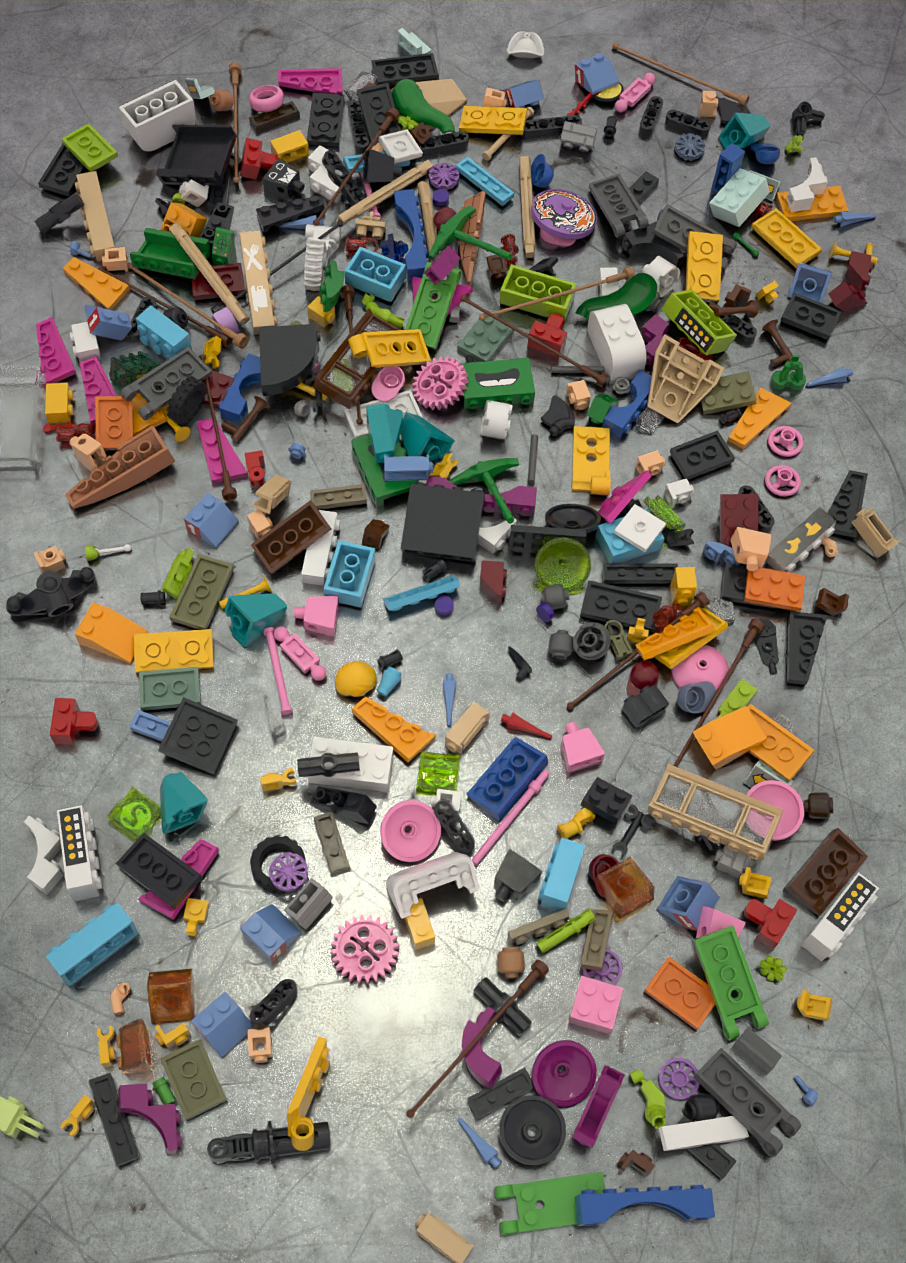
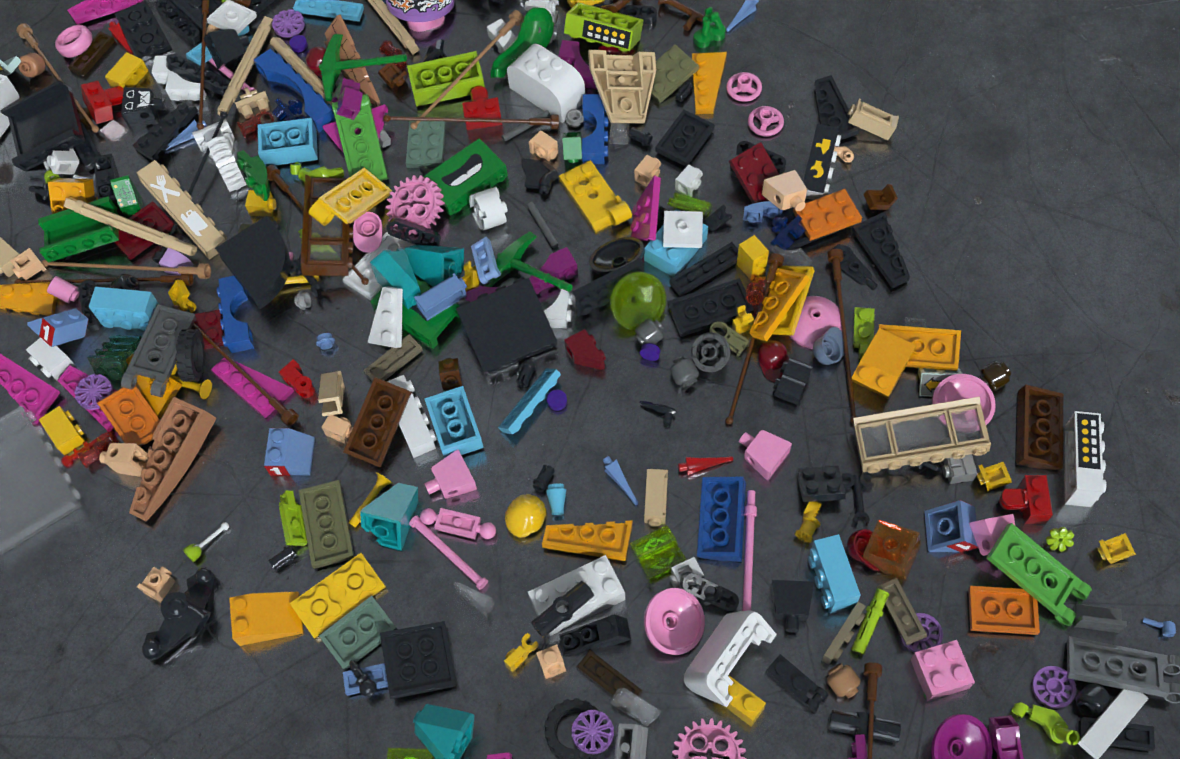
camera: 25 degrees left, 0 degrees up
(68, 721) = (283, 725): red brick -> none
(100, 386) = (93, 391): none -> medium lavender wheel
(128, 294) = (63, 290): none -> bright pink brick
(147, 728) = (366, 685): none -> black bar
(238, 432) = (261, 319): reddish brown piece -> none
(296, 801) = (551, 661): none -> light nougat brick
(305, 113) = (119, 35): none -> red piece
(334, 875) = (634, 706): none -> clear slope
(353, 461) = (388, 319): none -> white wing
(416, 404) = (411, 226): none -> black beam
(464, 460) = (485, 260): none -> light blue plate
(473, 939) = (796, 683): none -> black plate
(667, 435) = (638, 135): none -> black pin
(736, 581) = (793, 227): none -> clear blue hips

